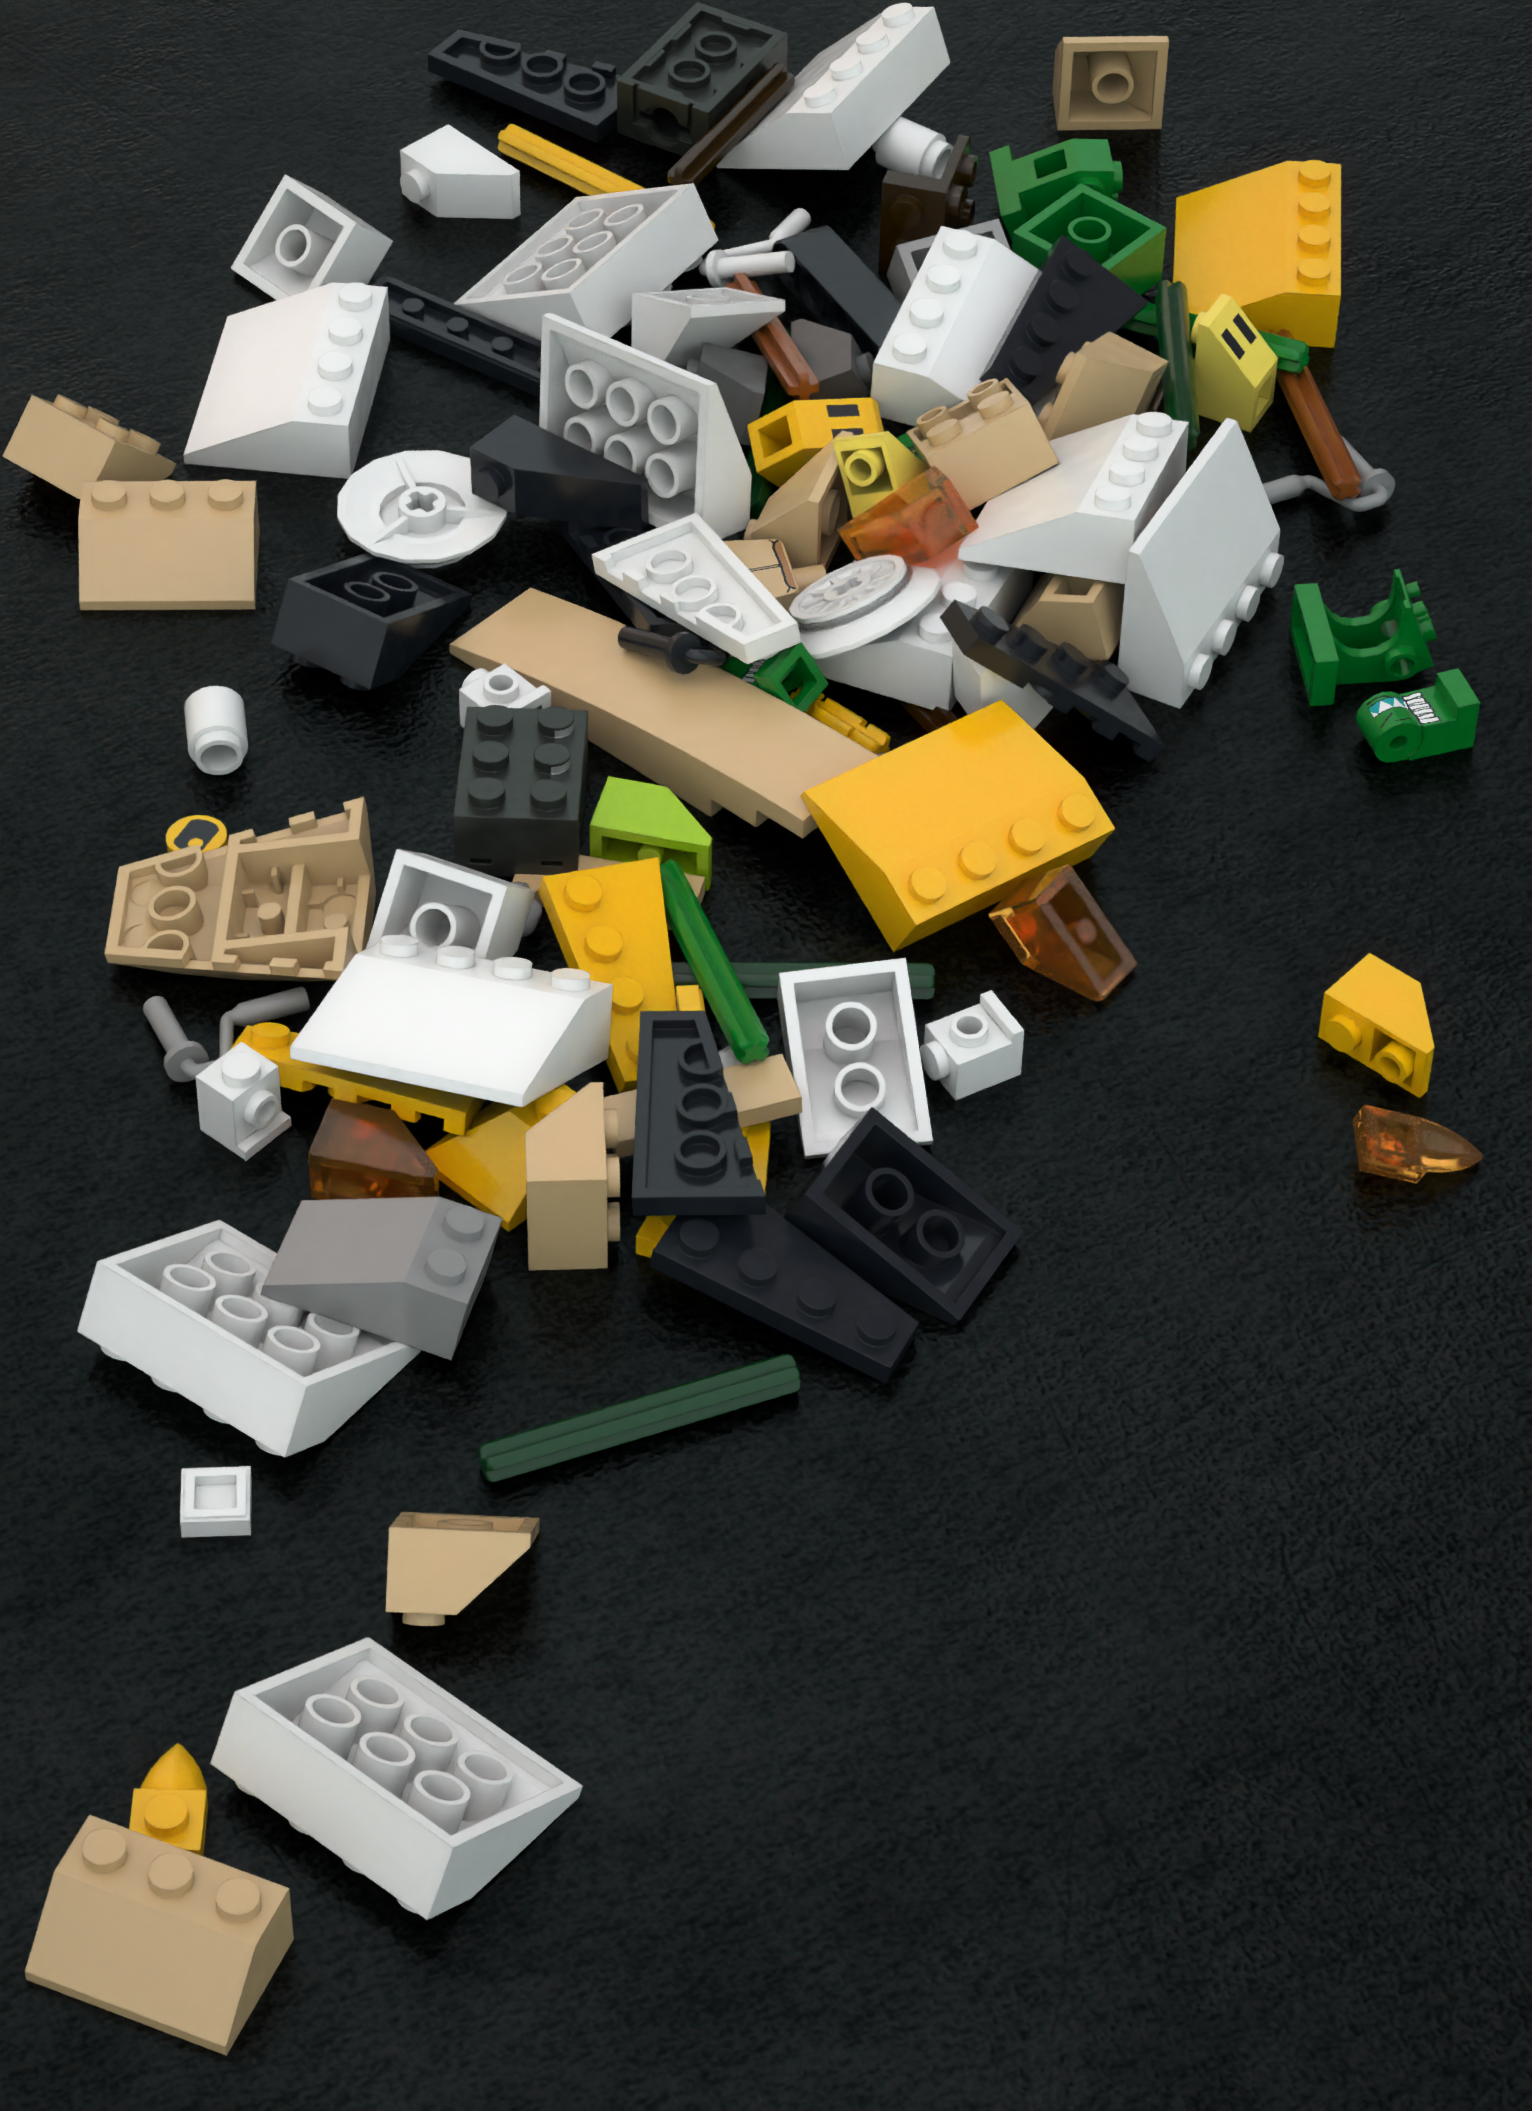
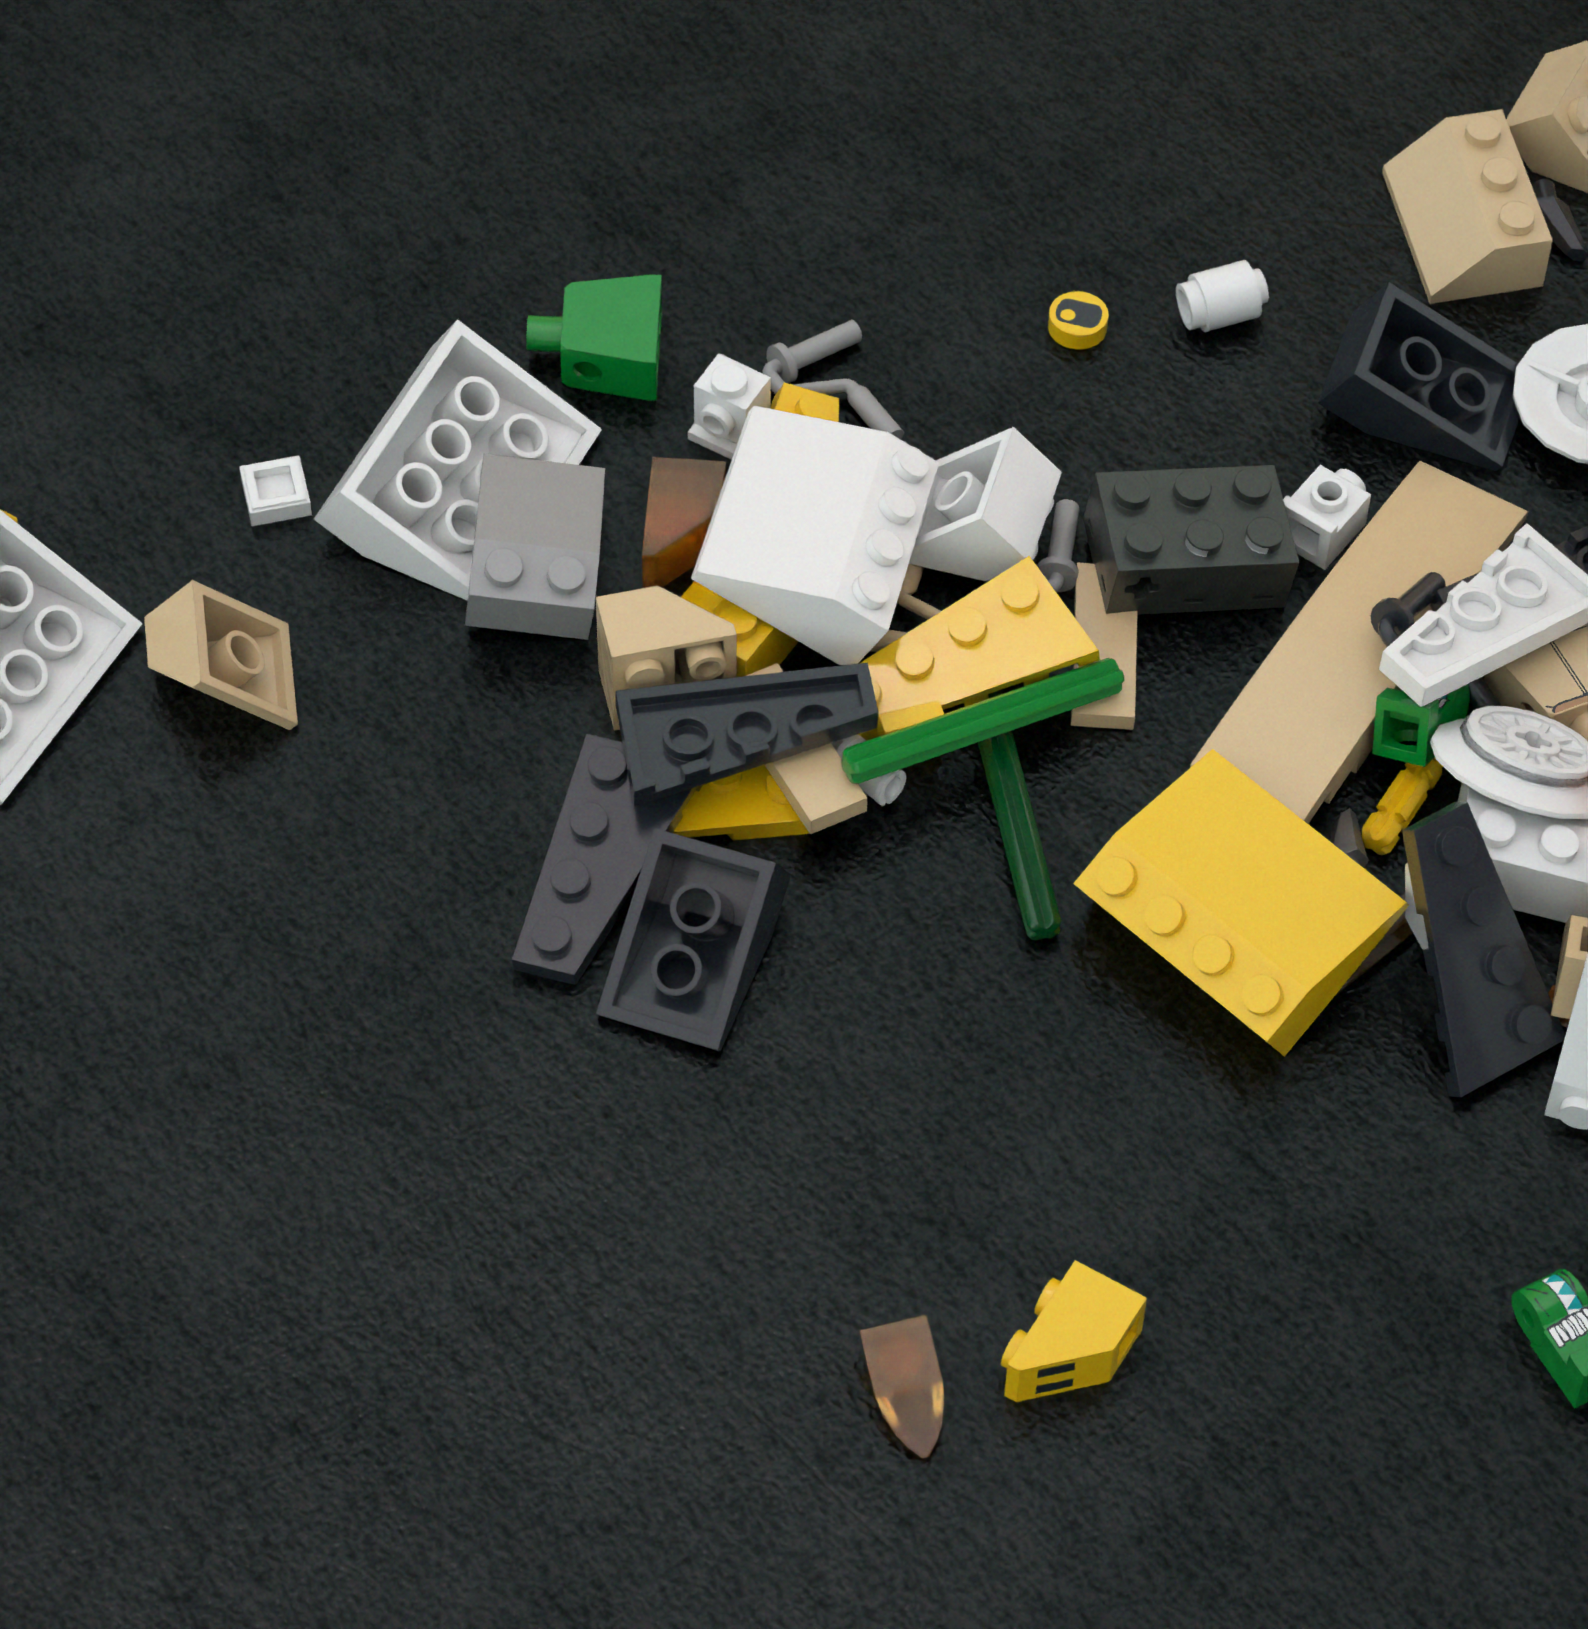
camera: 80 degrees right, 10 degrees up
(110, 1184) = (606, 335): none -> green torso
(255, 908) = (982, 358): tan wedge -> none
(638, 1418) = (423, 778): dark green axle -> none
(648, 822) = (1178, 655): lime slope -> none
(852, 1049) = (902, 871): white slope -> none
(973, 1047) = (948, 971): white brick -> none
(1063, 933) = (1127, 1031): clear orange slope -> none

